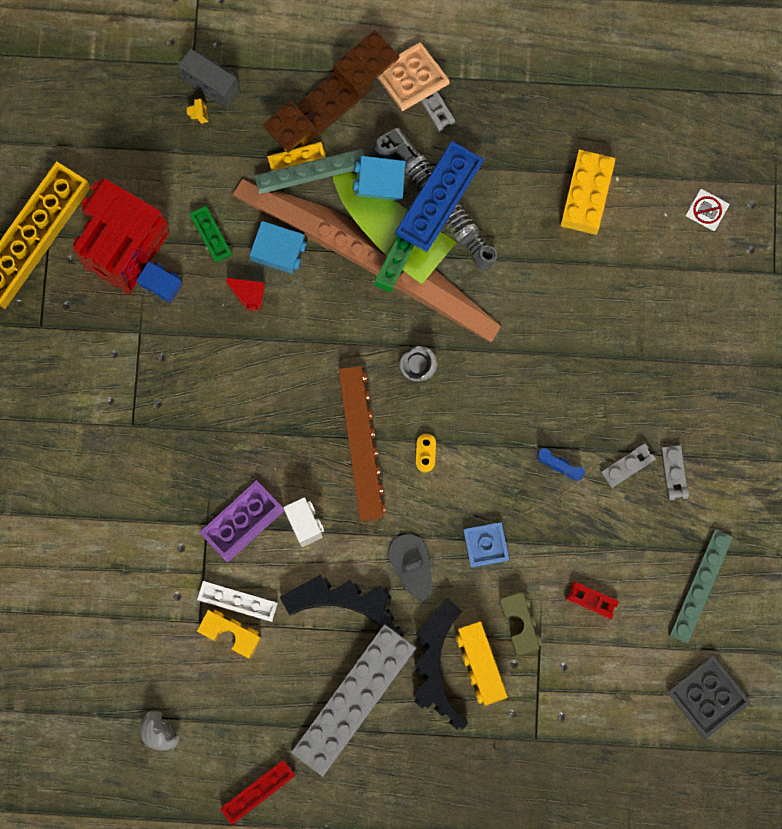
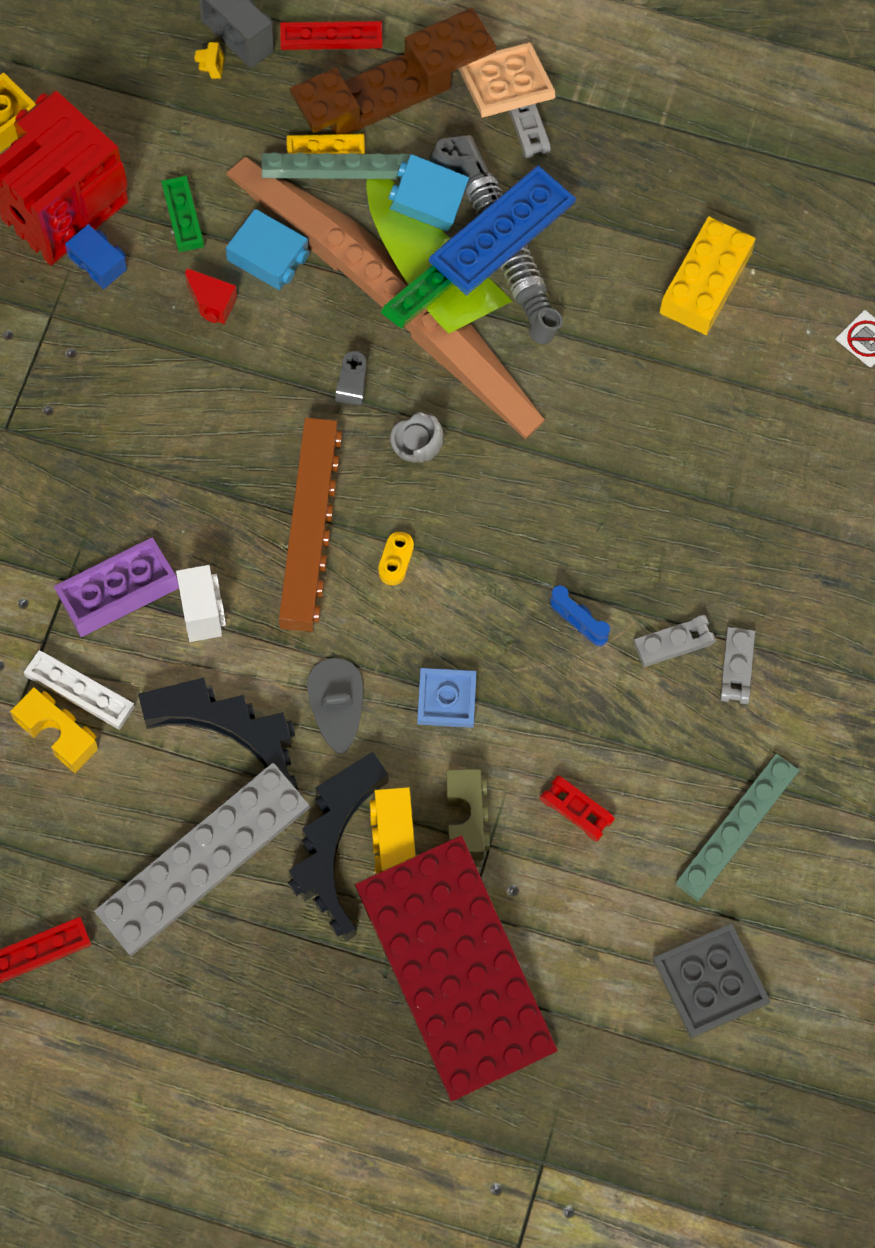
camera: 10 degrees right, 10 degrees down
(278, 70) = (331, 35): none -> red plate
(362, 333) = (352, 381): none -> dark grey piece
(541, 734) = (456, 968): none -> dark red plate

